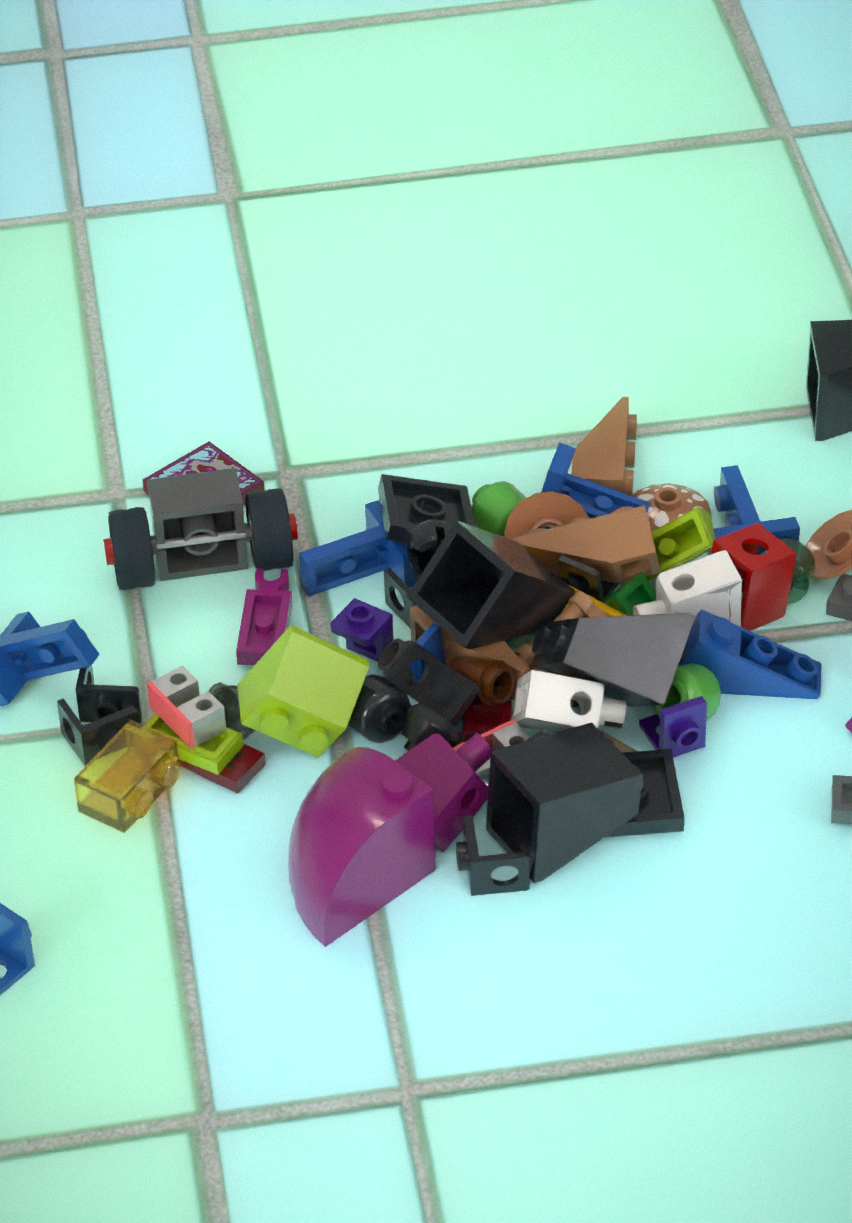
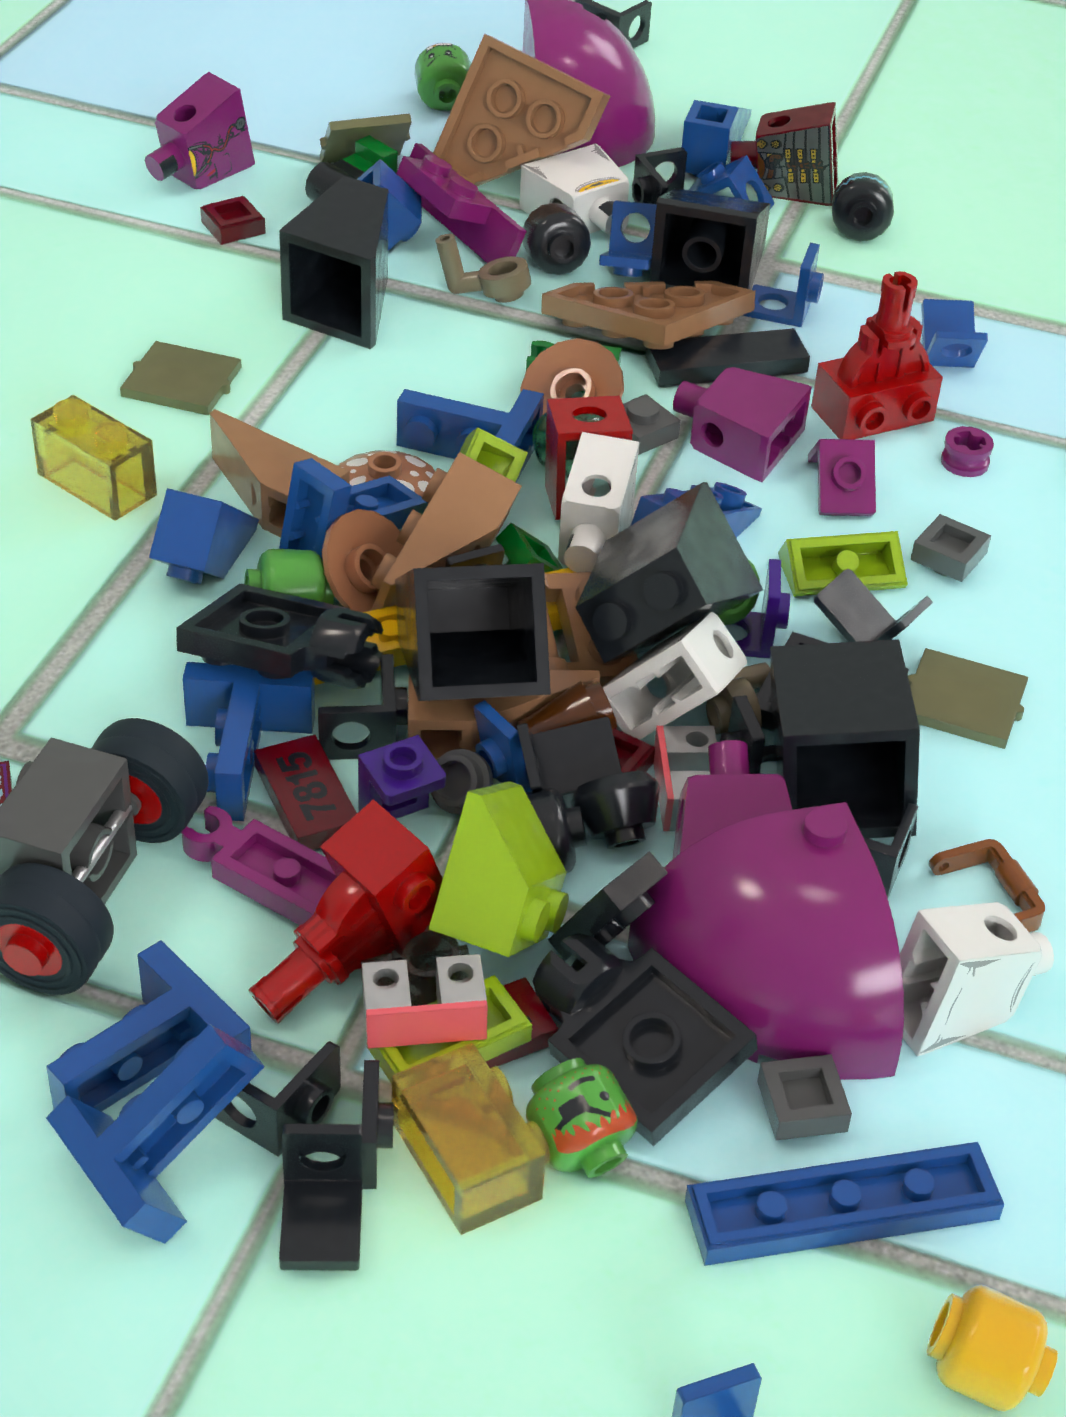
camera: 65 degrees left, 0 degrees up
(47, 745) = (321, 1199): none -> black bracket
(116, 634) = (147, 1037): none -> blue bracket
(130, 1035) = (992, 1348): none -> yellow head
(172, 813) = (582, 1117): none -> bright green head
(206, 953) = (842, 1203): none -> blue tile
(233, 648) = (372, 907): none -> red brick
(252, 813) = (645, 1025): none -> black plate
(262, 902) = (804, 1097): none -> dark grey plate
(317, 748) = (613, 905): none -> black plate
(354, 584) = (304, 789): none -> dark red tile
(403, 929) = (966, 972): none -> white torso
(513, 452) = (199, 536): none -> blue slope
(529, 949) = (1007, 871): none -> dark orange piece
(547, 377) = (94, 457): none -> clear yellow brick
(688, 375) = (181, 377): none -> olive piece
(705, 867) = (967, 697): none -> olive piece
(731, 777) = (859, 613): none -> bracket
(790, 756) = (817, 561): none -> lime slope

